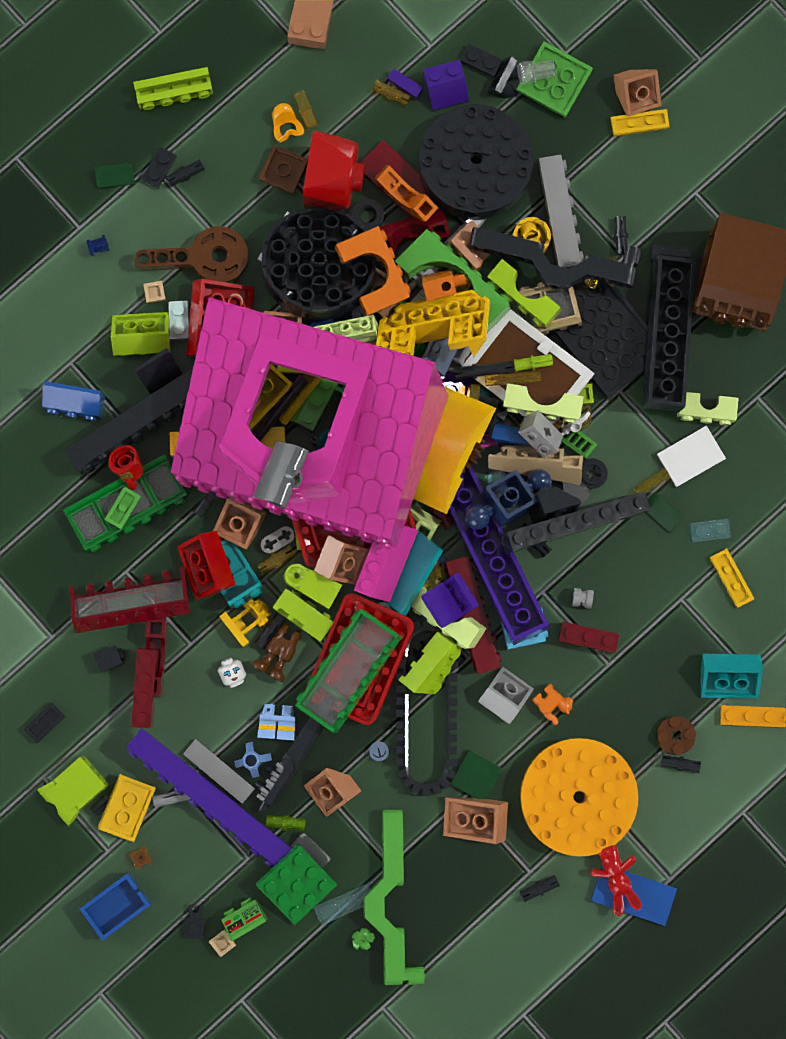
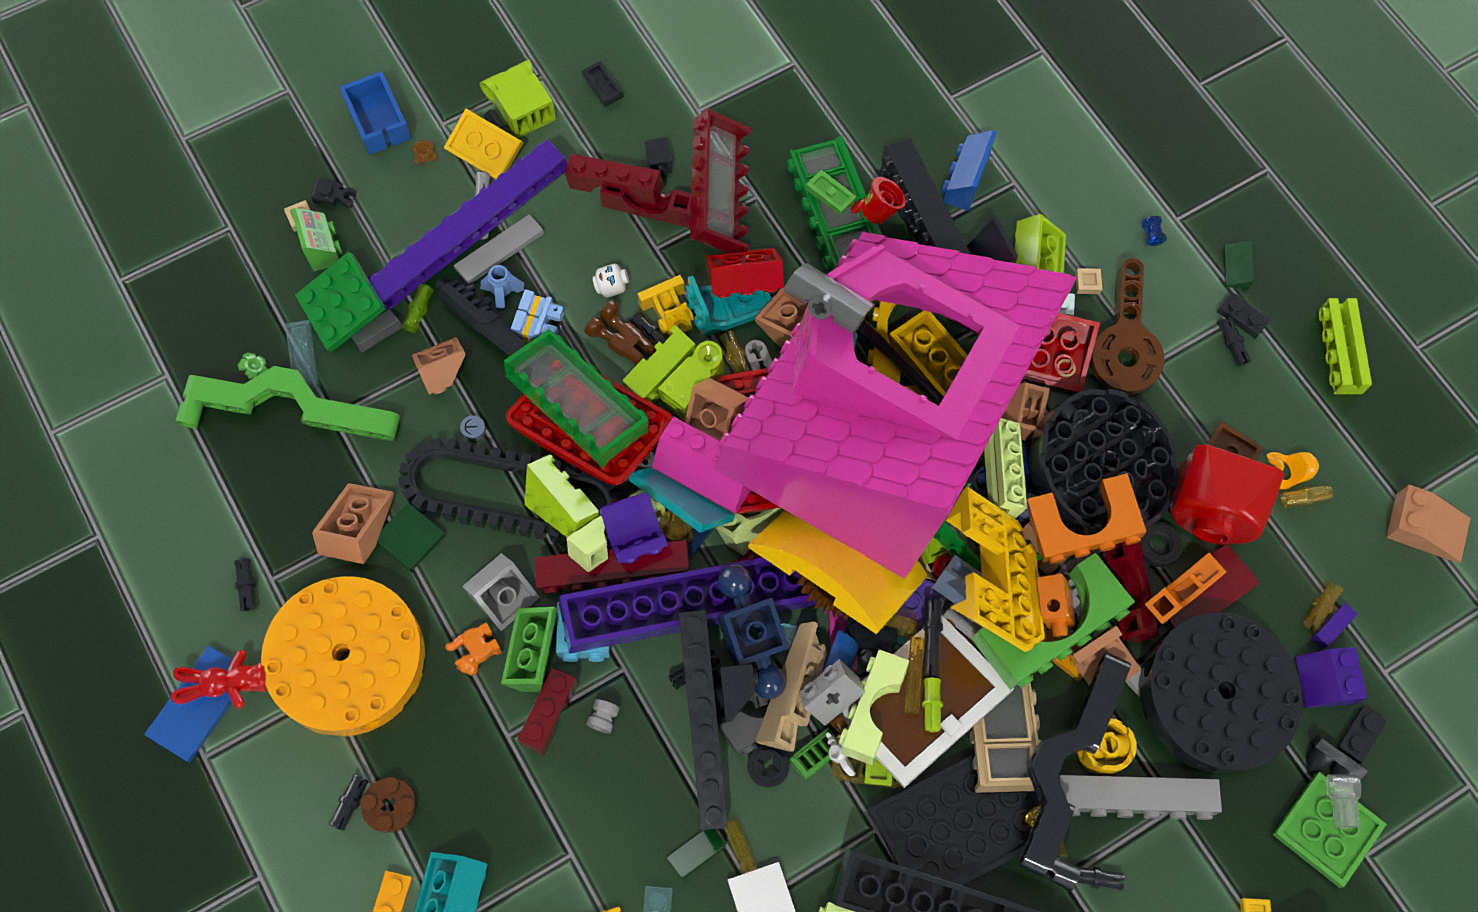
camera: 100 degrees right, 15 degrees down
(541, 309) = (1053, 693): lime arch -> none
(547, 659) = (529, 648): none -> bright green slope

